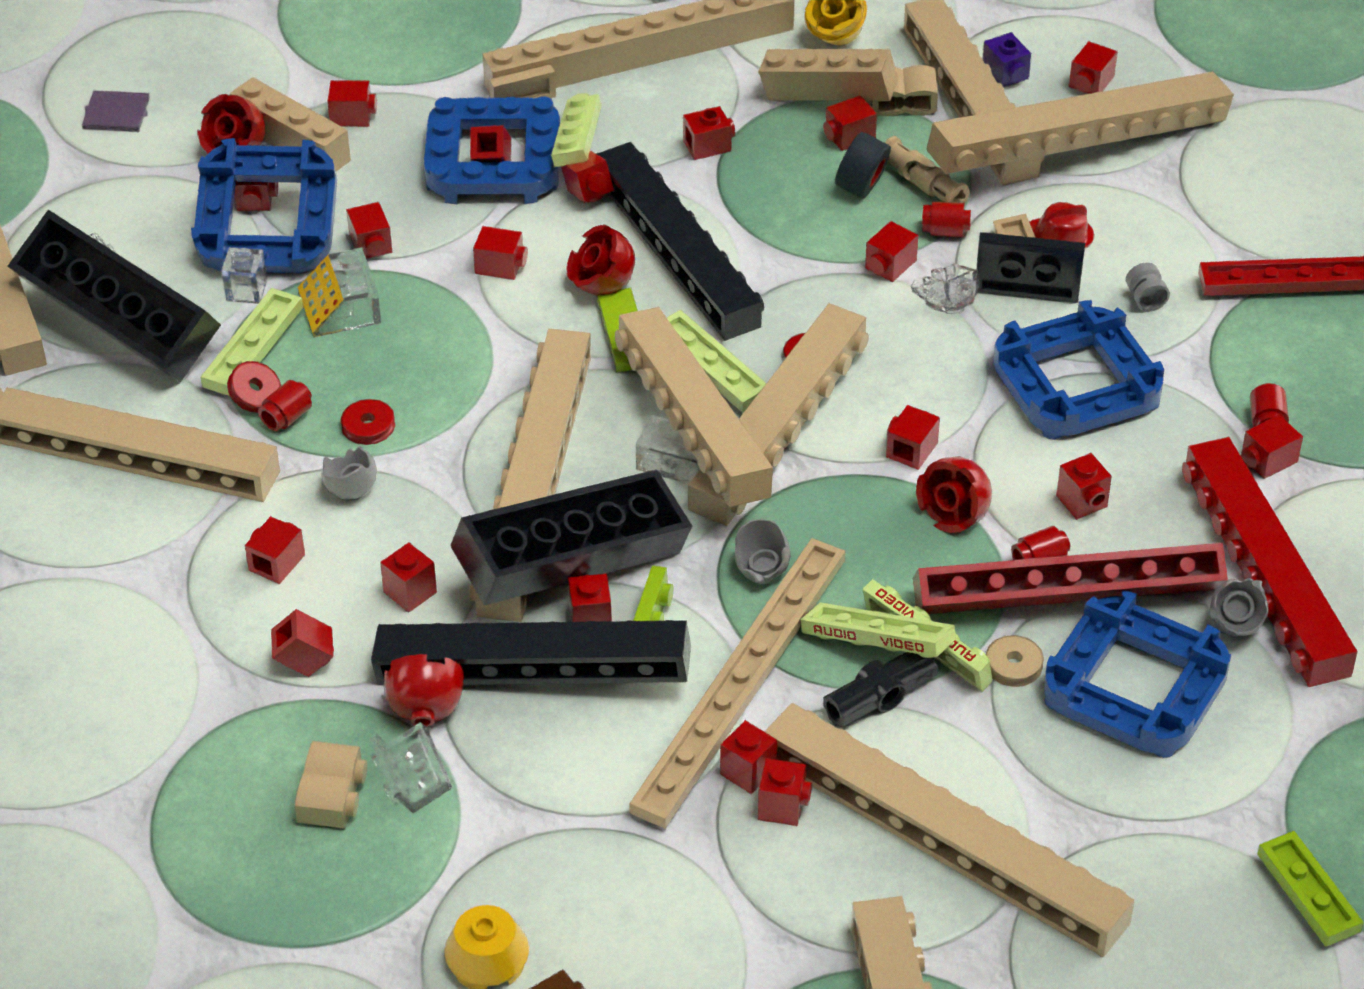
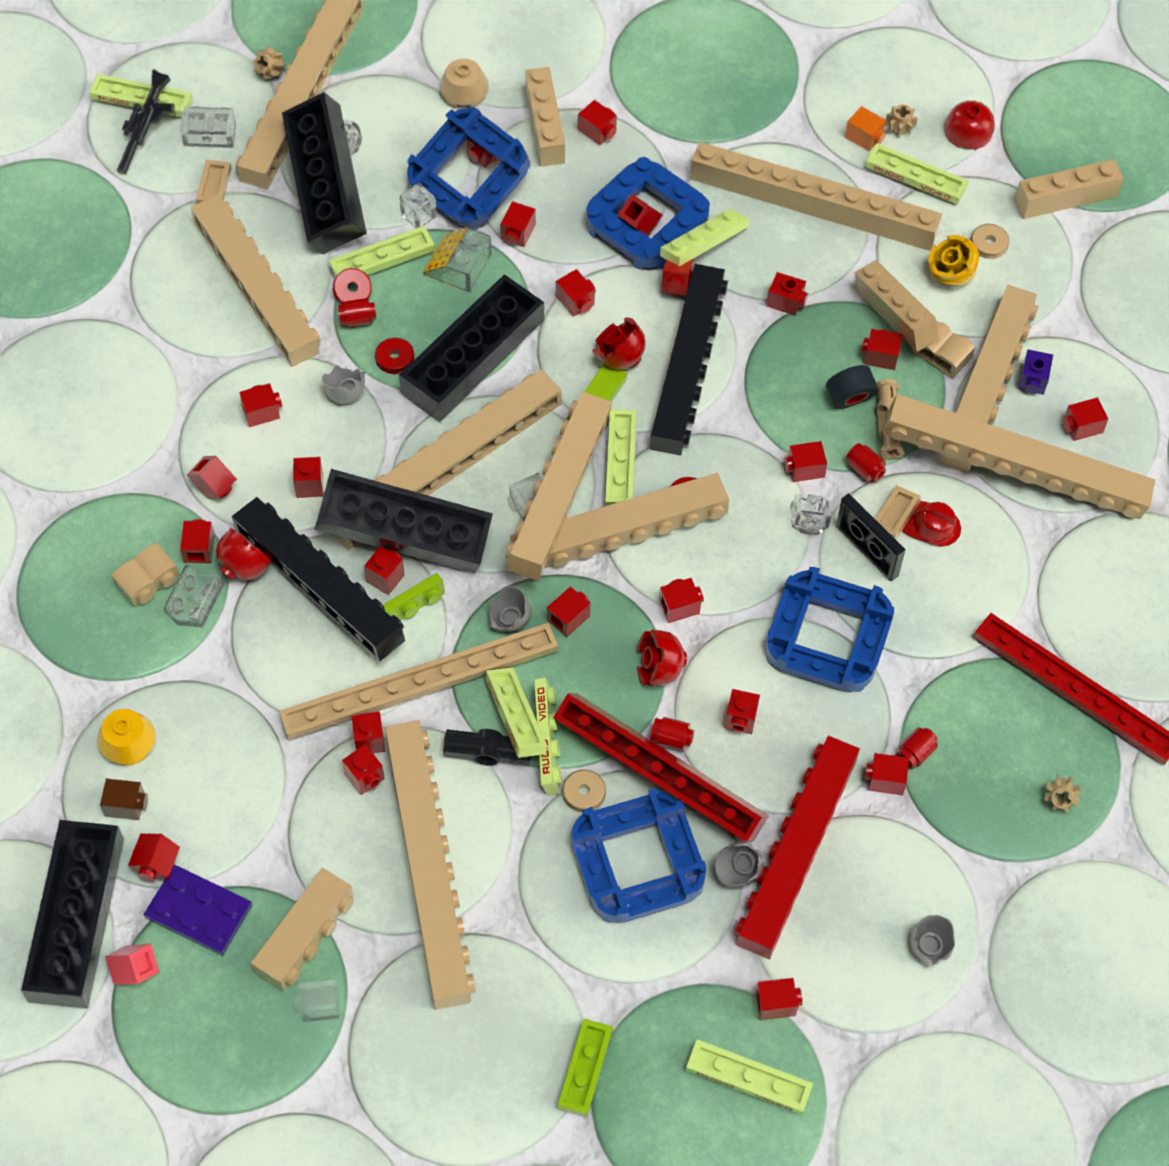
camera: 40 degrees right, 15 degrees up
(116, 111) = (467, 34): clear purple piece -> none
(167, 147) = (464, 83): none -> tan cone
(231, 118) = (505, 96): red cylinder -> none
(352, 714) = (197, 541): none -> red brick
(451, 358) = (471, 347): none -> black brick
(525, 84) = (710, 181): tan tile -> none
(818, 515) = (568, 611): none -> red brick
(1148, 288) = (939, 603): light grey wheel -> none

